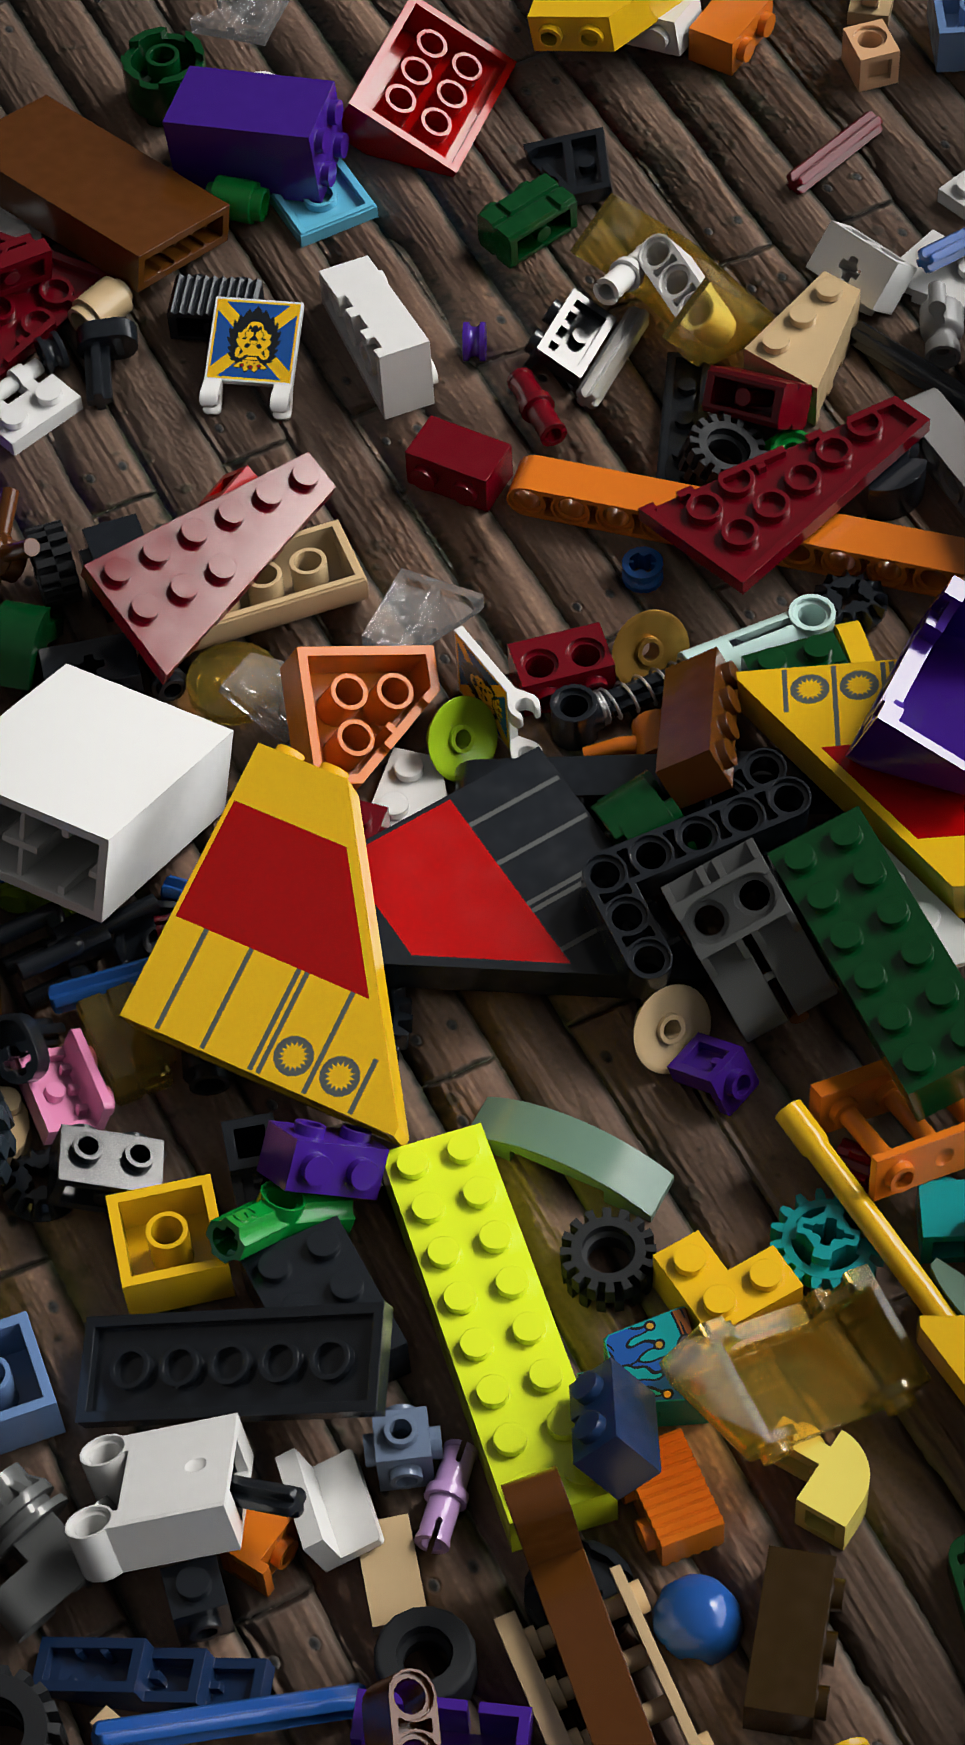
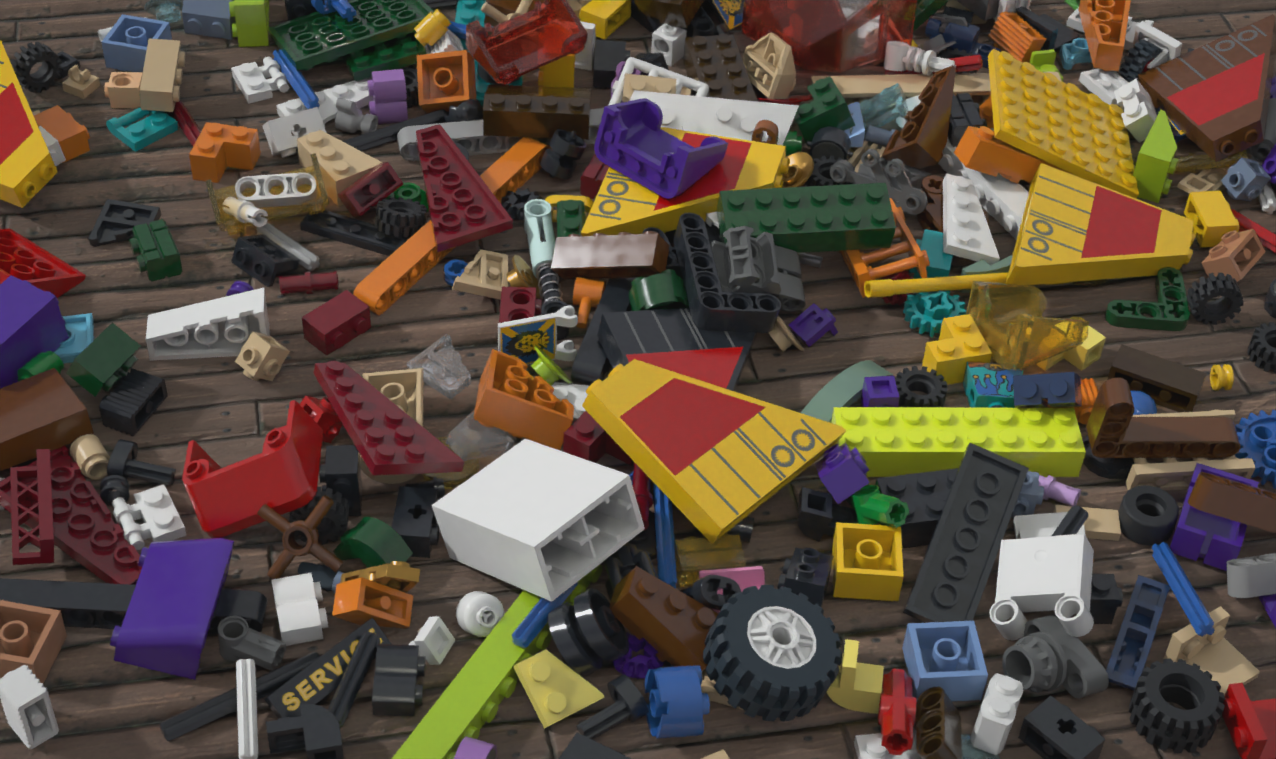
camera: 80 degrees left, 10 degrees down
(84, 461) = (279, 476): none -> red windscreen
(241, 239) = (104, 360): none -> dark green brick
(253, 346) = (189, 386): flag -> none
(342, 404) = (261, 357): none -> tan brick
(546, 1194) = (879, 392): none -> dark purple brick
(627, 592) = (484, 275): none -> tan wing
(775, 200) = (223, 147): none -> orange brick
(805, 115) = (143, 132): none -> teal plate
(890, 72) = (162, 75): none -> tan wedge

